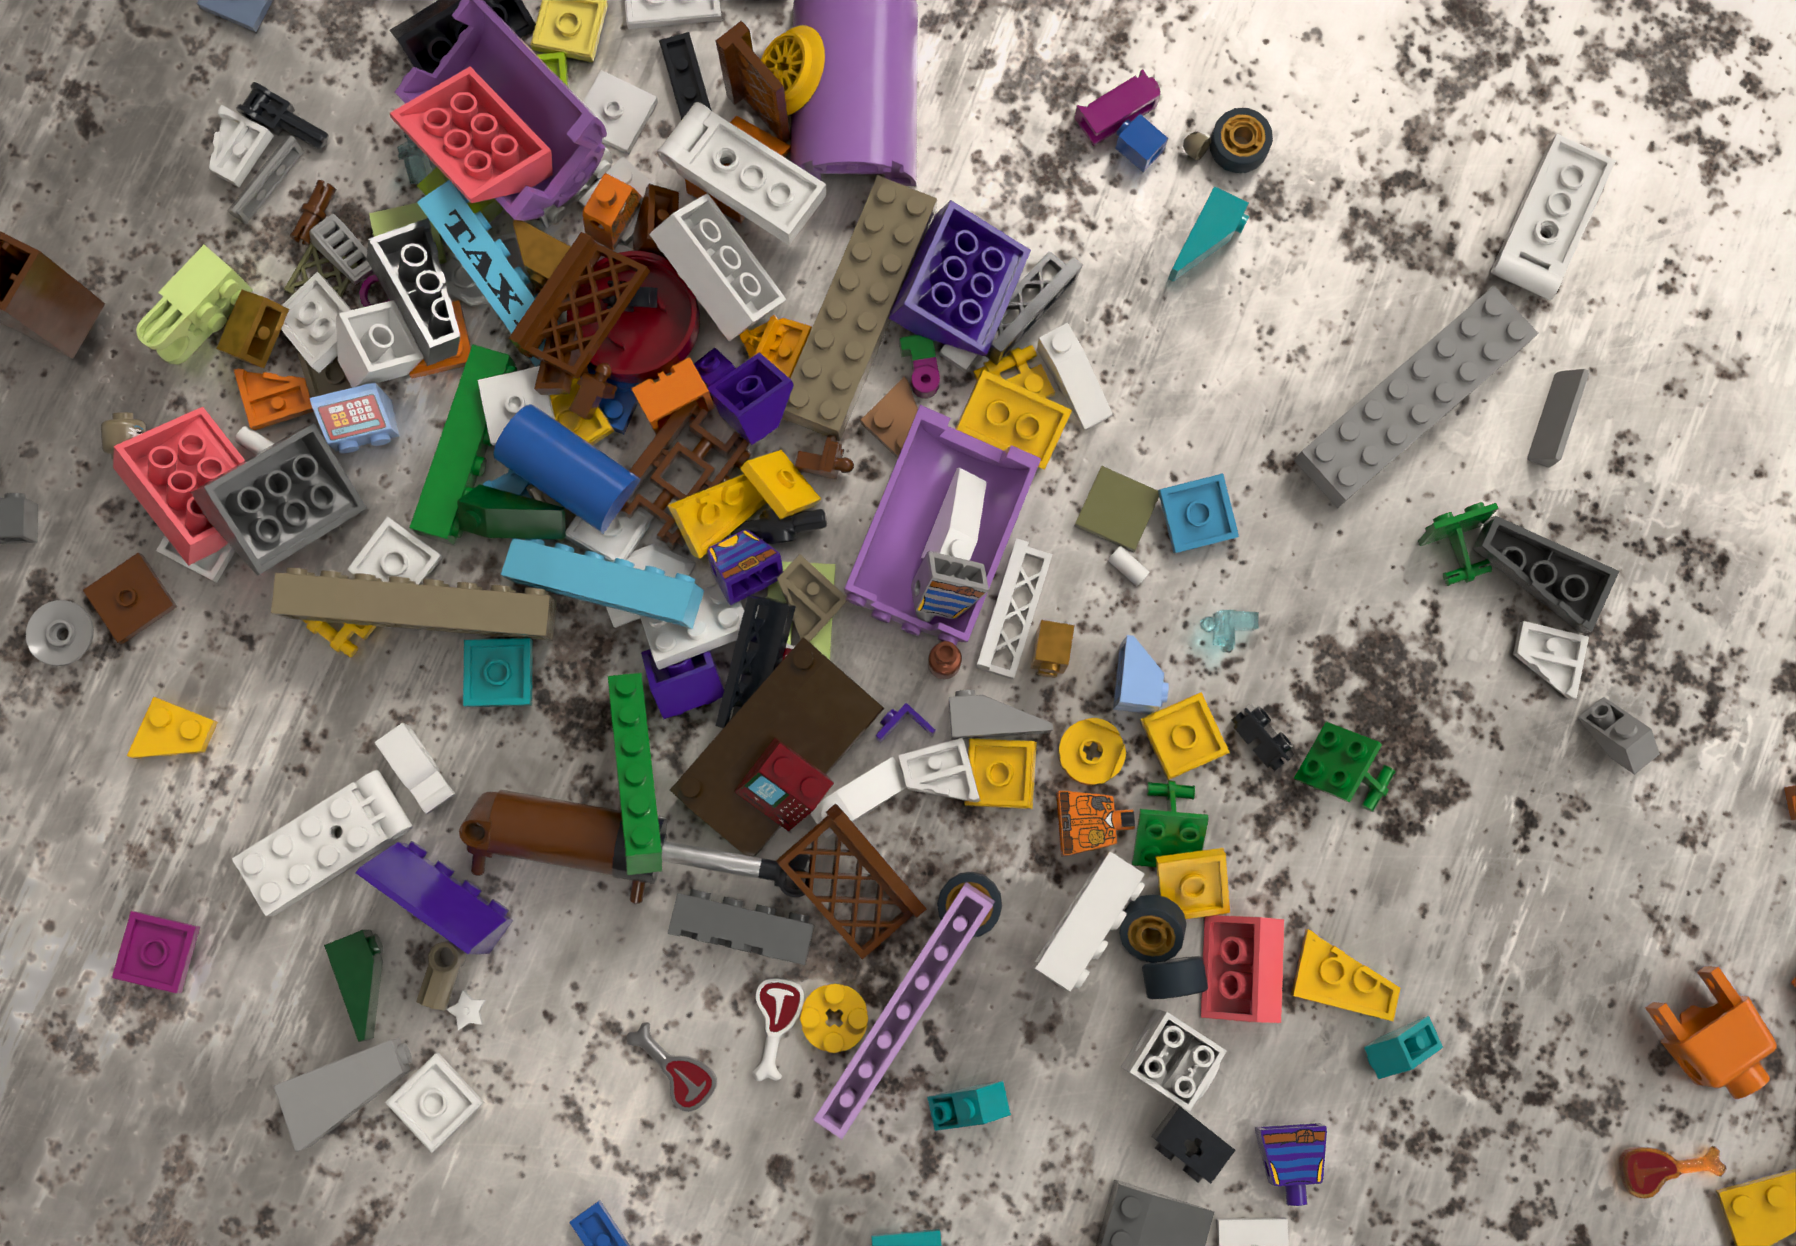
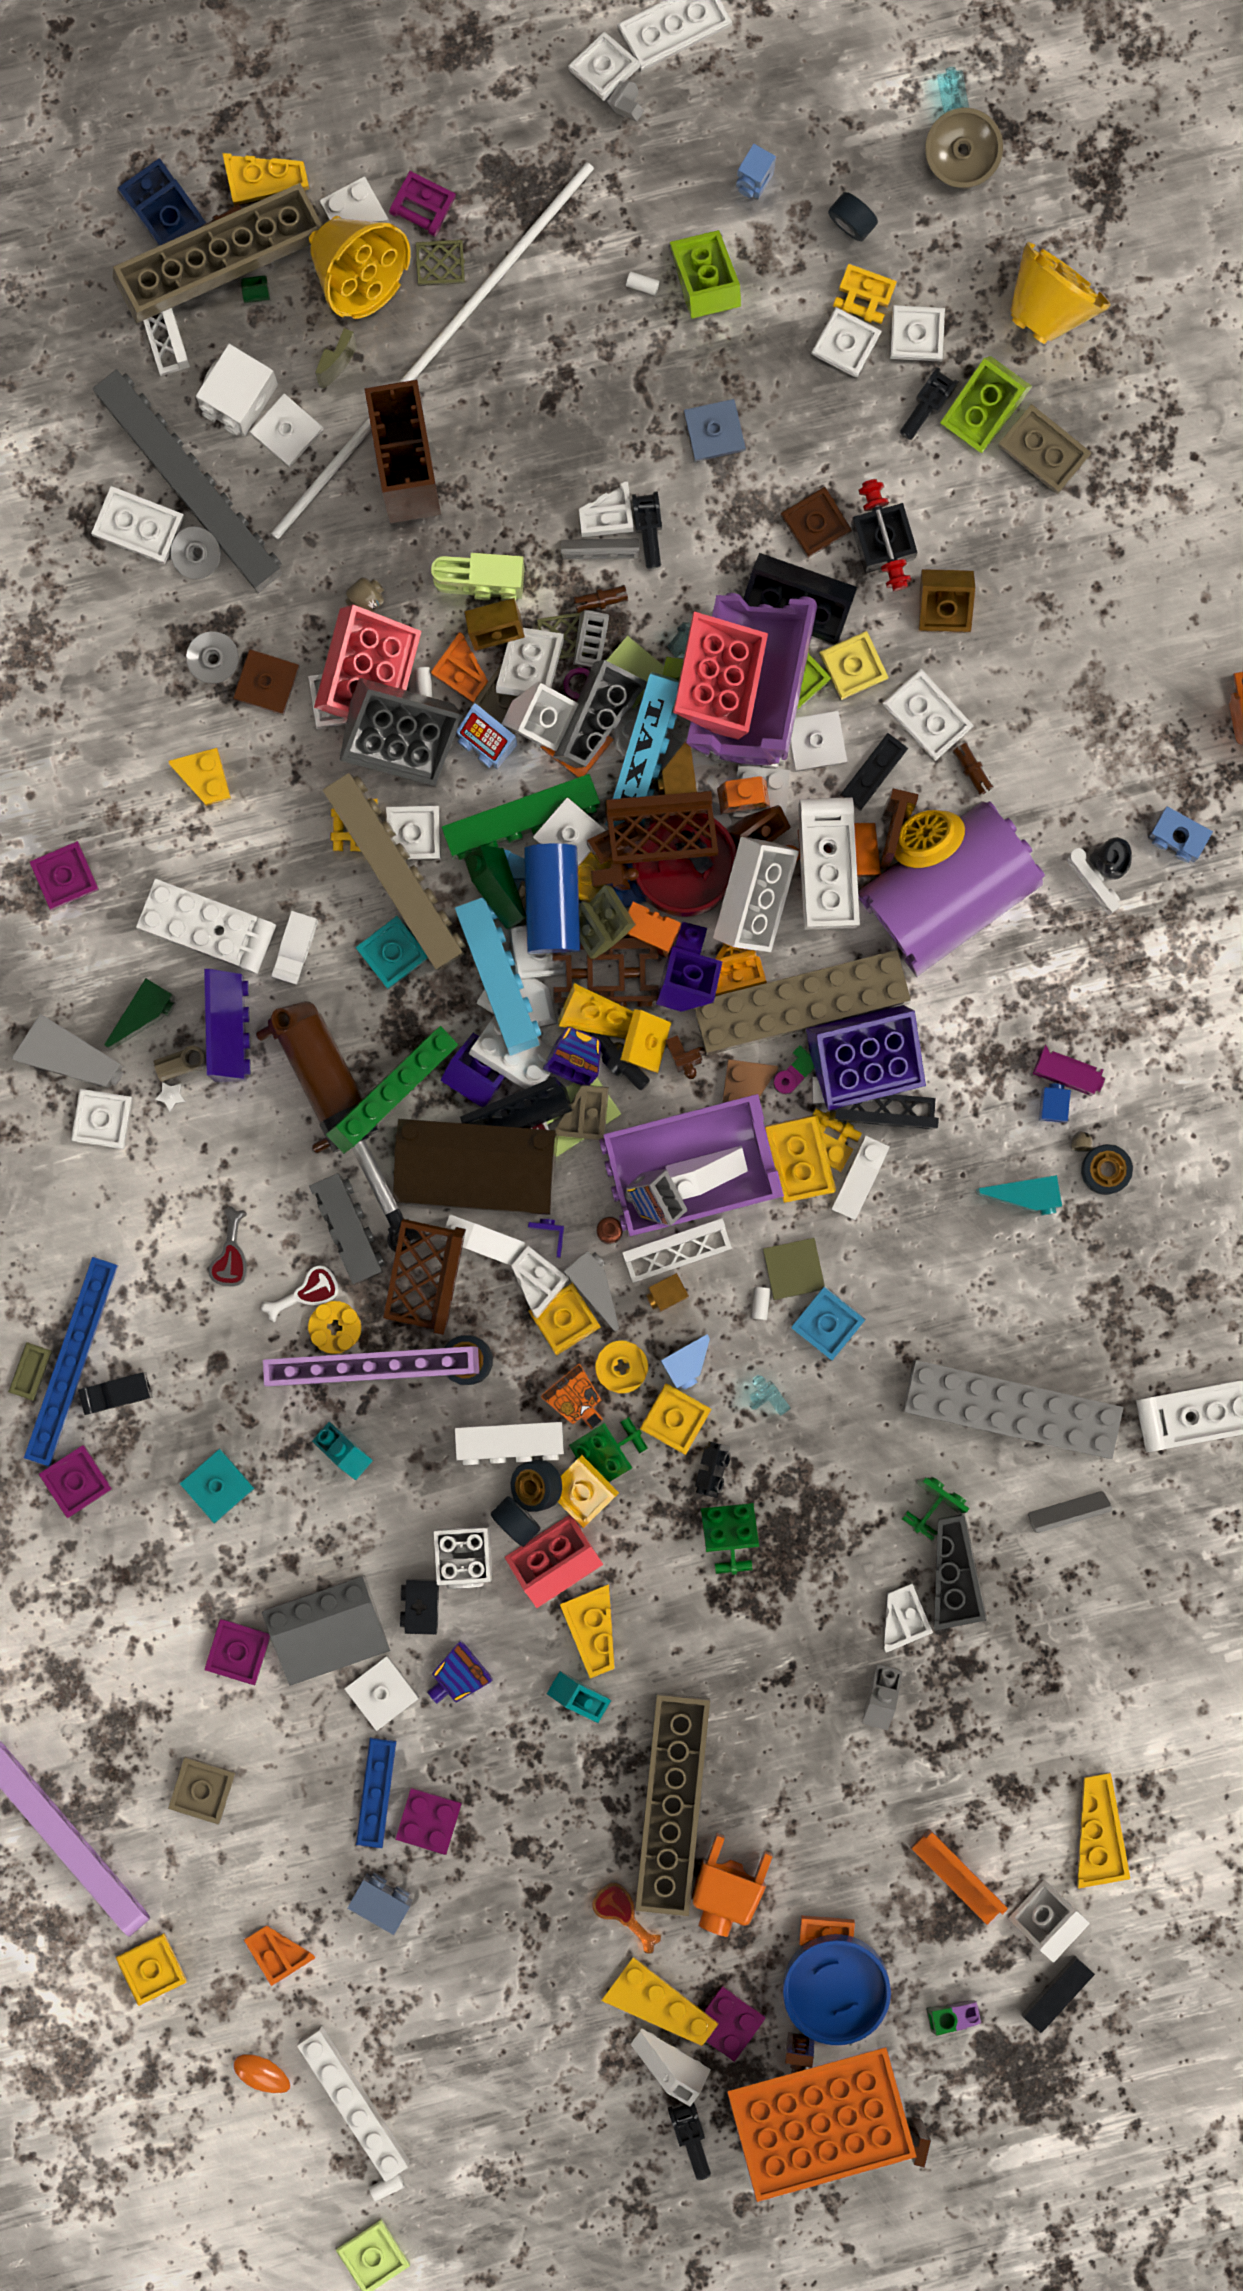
camera: 50 degrees right, 5 degrees up
(629, 433) = (603, 922): none -> olive slope
(784, 785) = (454, 1188): dark red slope -> none
(1588, 1032) = (672, 1804): none -> dark tan brick

